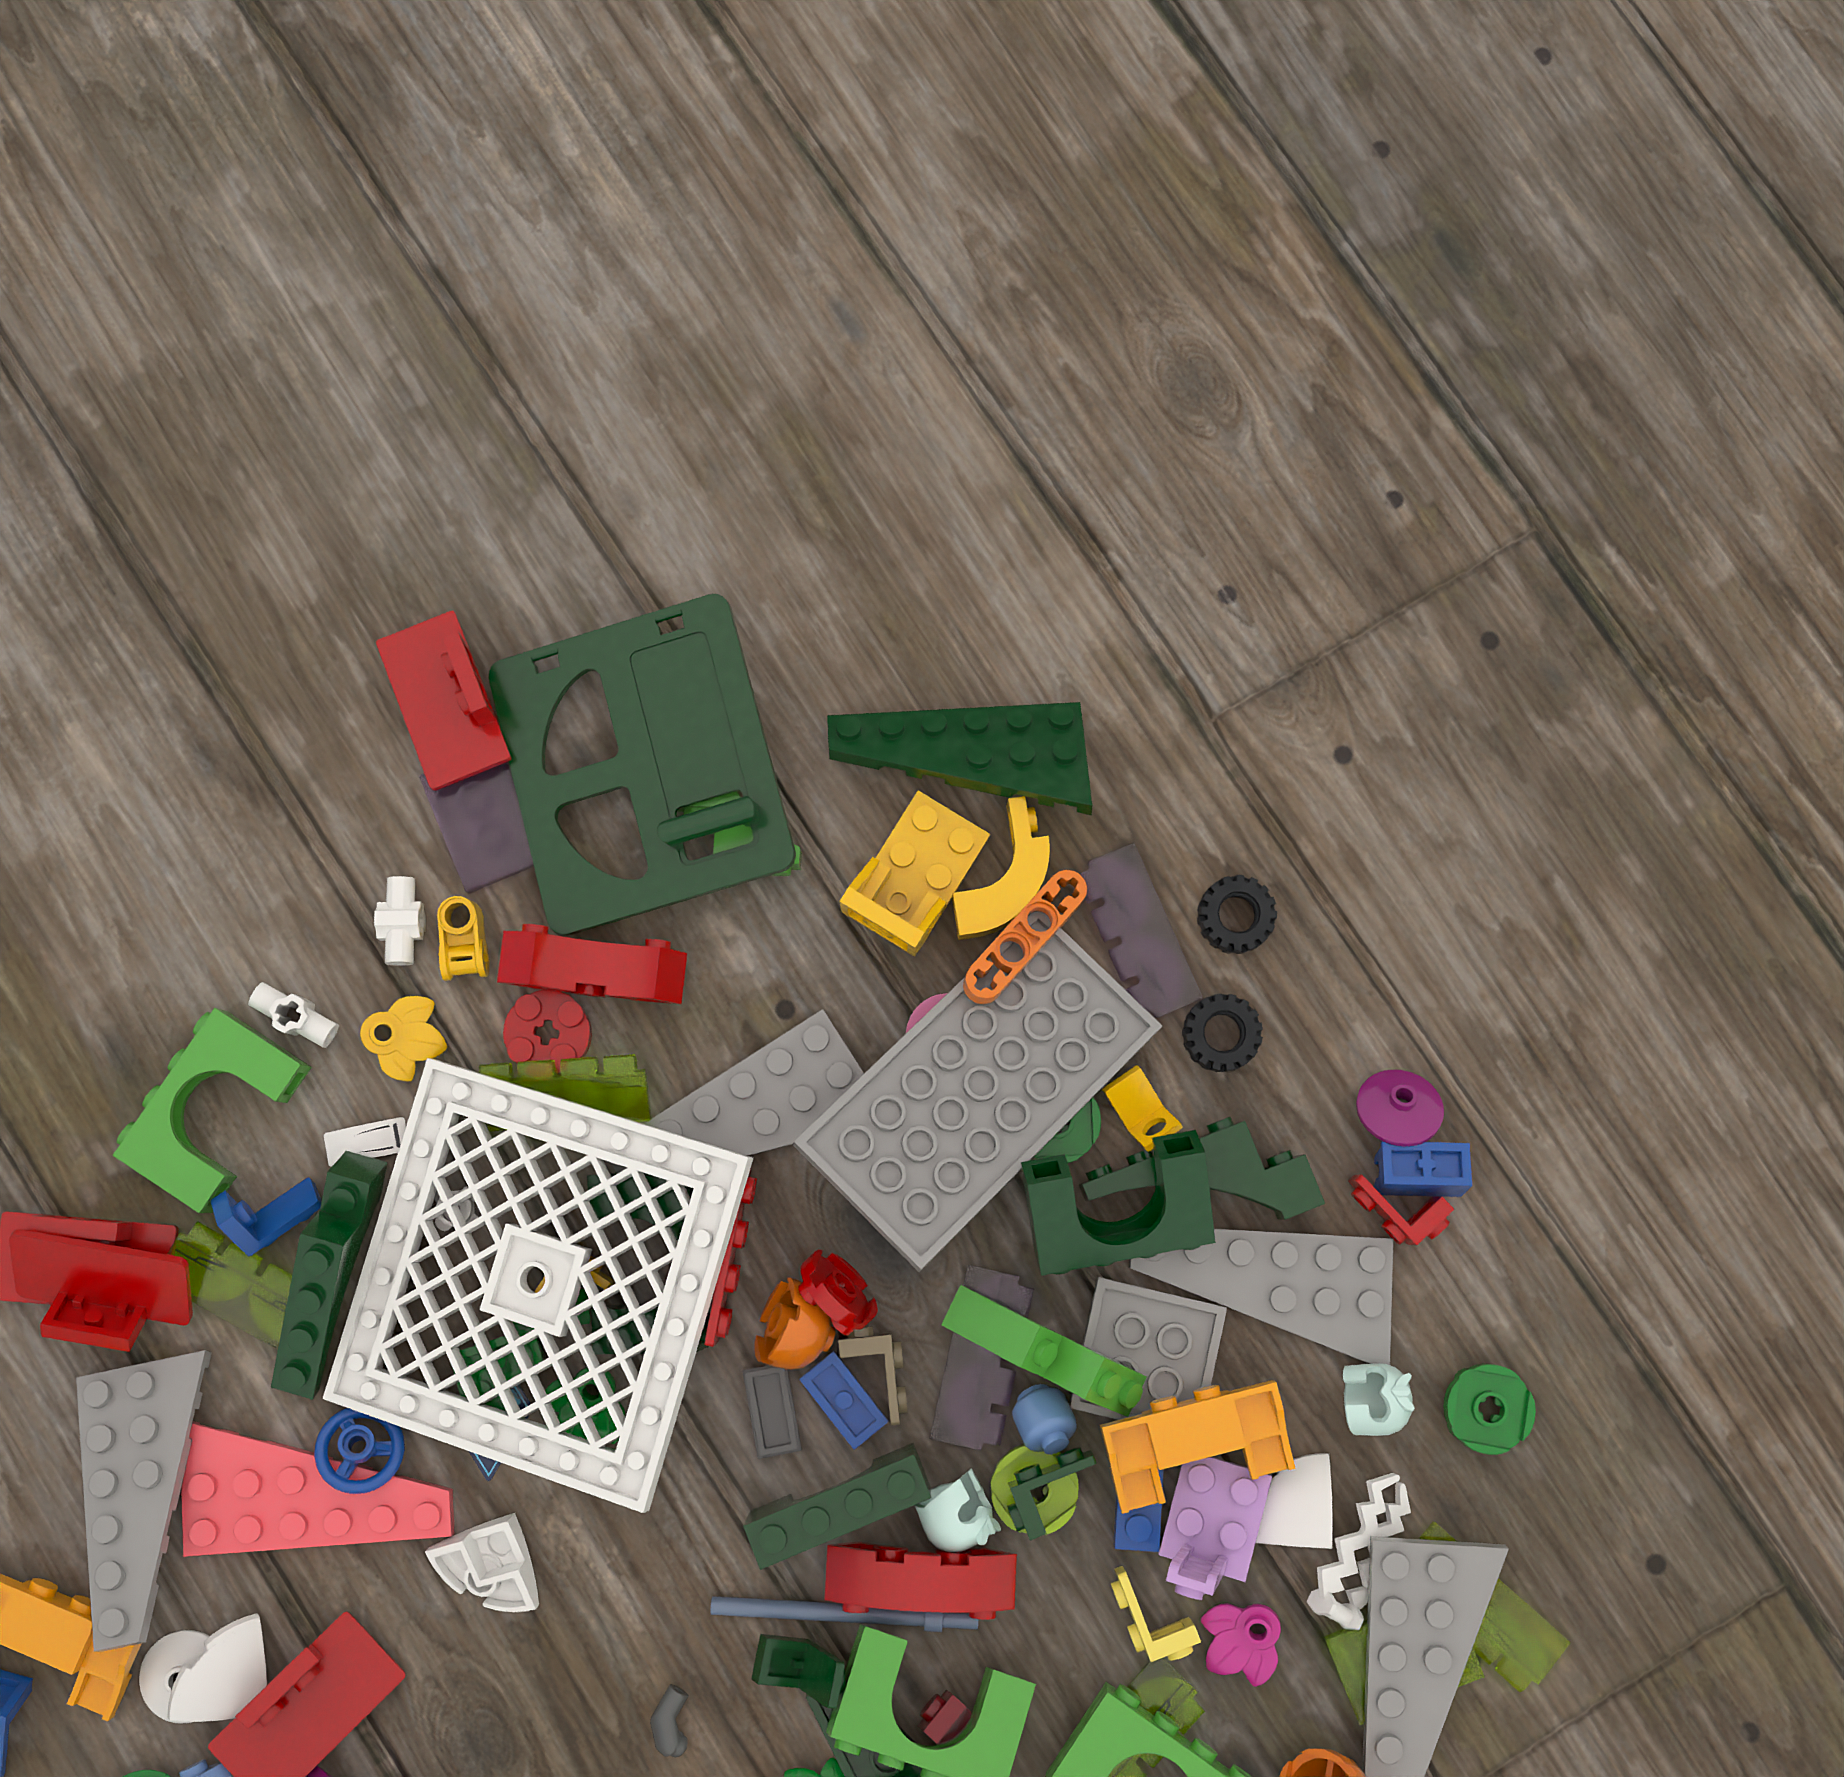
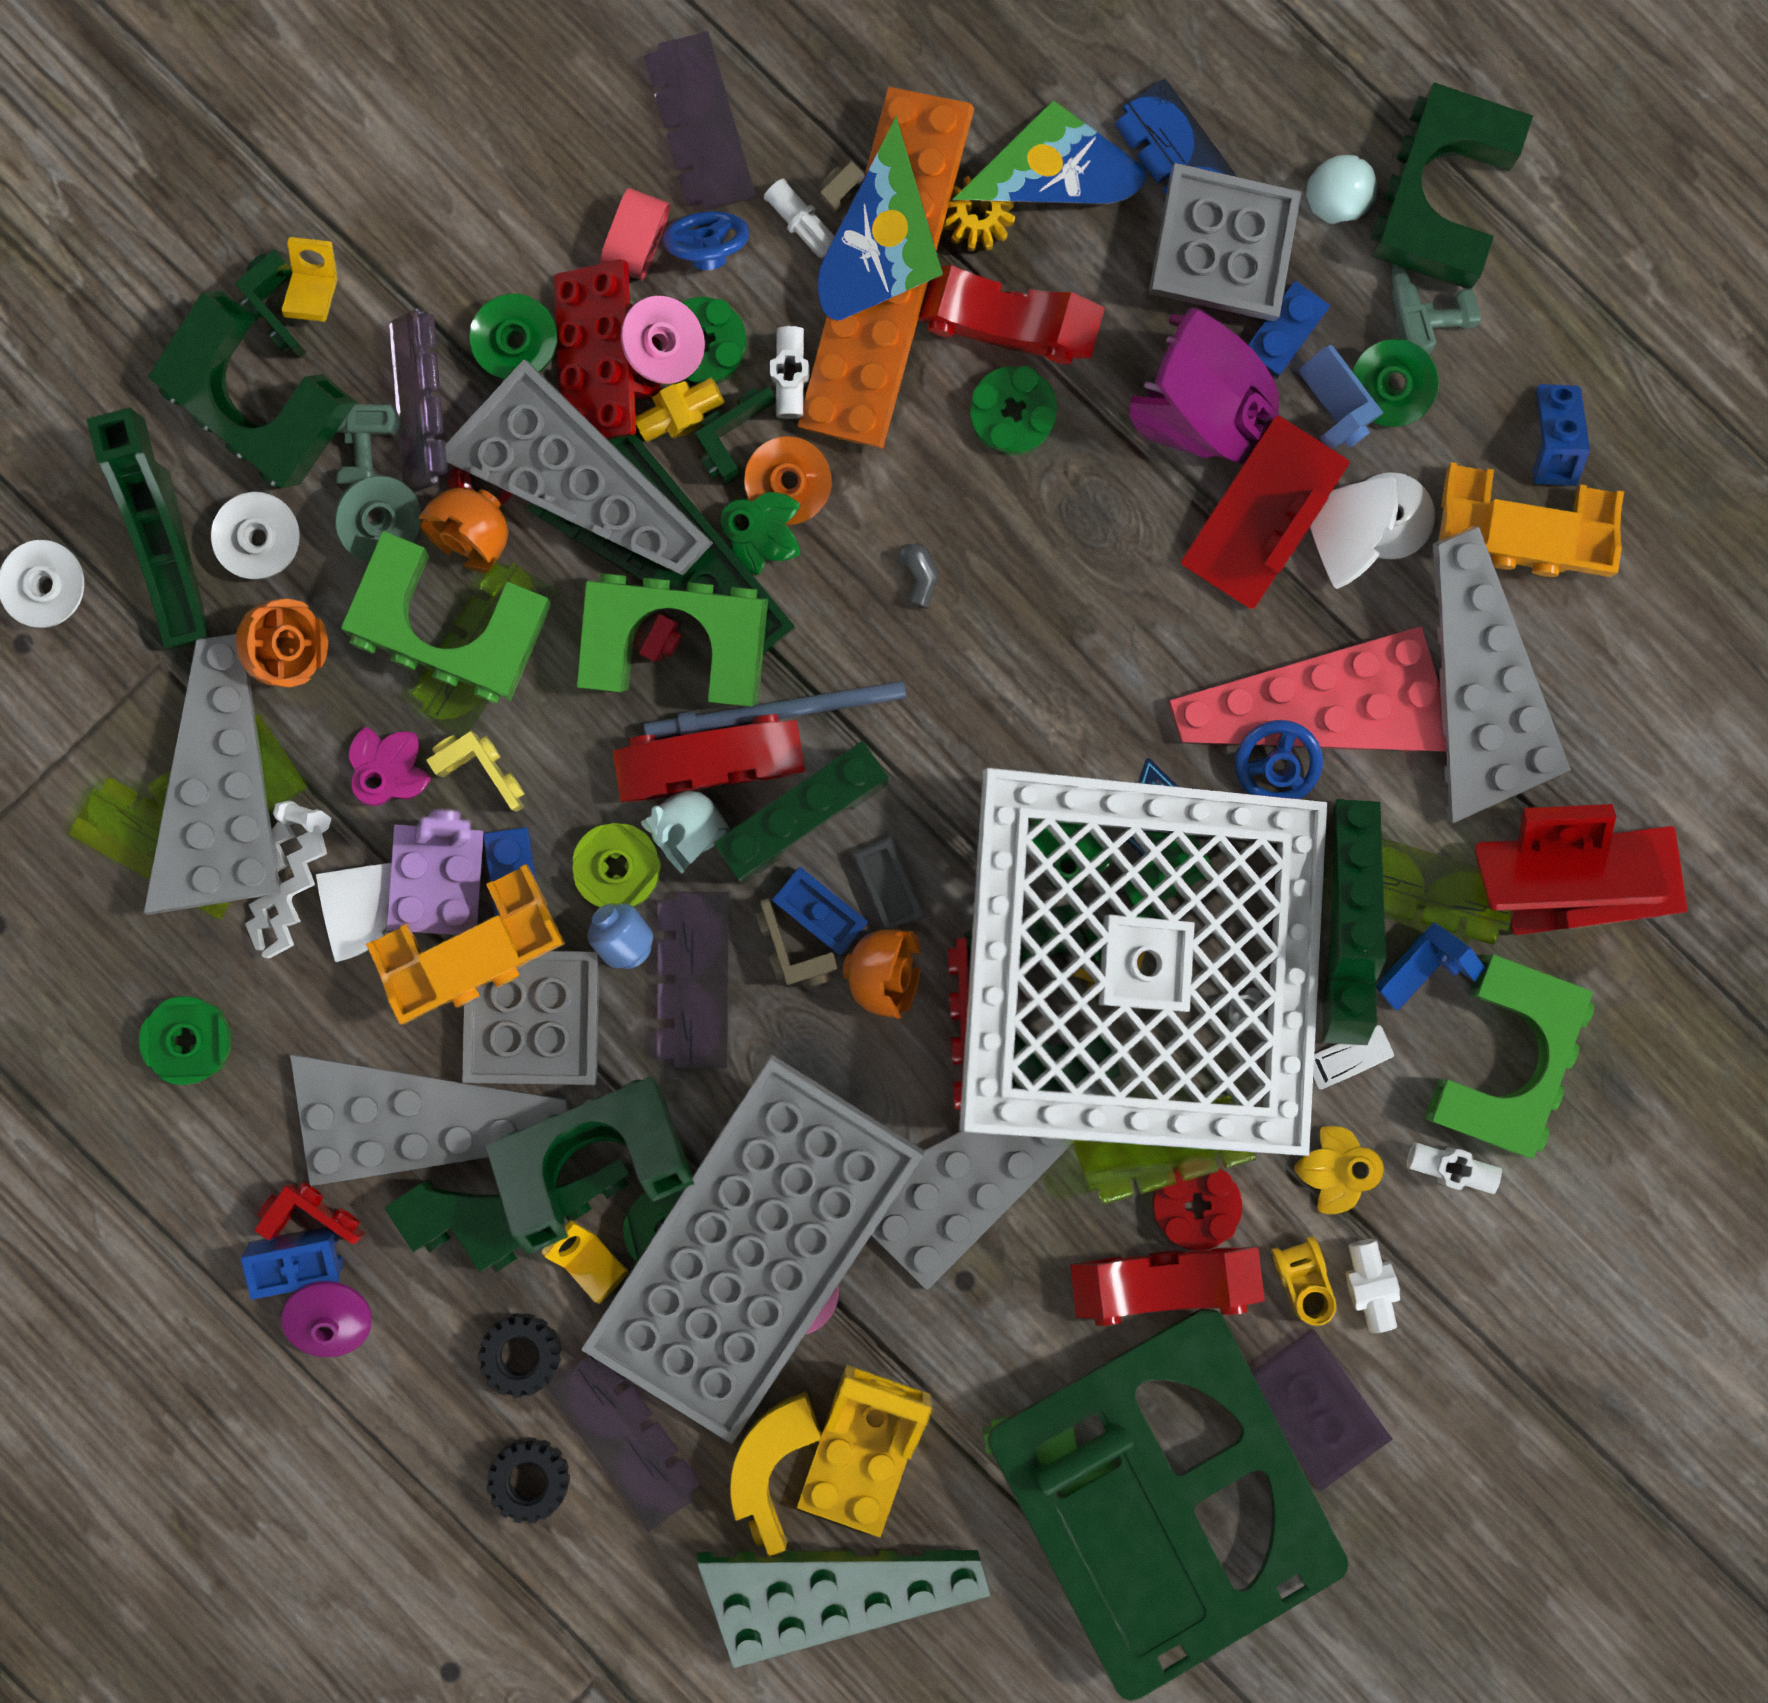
camera: 170 degrees right, 5 degrees up
(443, 700) = (1387, 1523): red bracket -> none
(490, 1564) = (1126, 683): white brick -> none
(800, 1665) = (806, 652): dark green bracket -> none
(837, 1291) = (849, 1016): red plate -> none
(1022, 934) = (740, 1412): orange beam -> none
(1024, 1511) = (621, 846): dark green bracket -> none
(1044, 1352) = (633, 1003): bright green arch -> none
(1376, 1399) = (298, 1026): light aqua helmet -> none

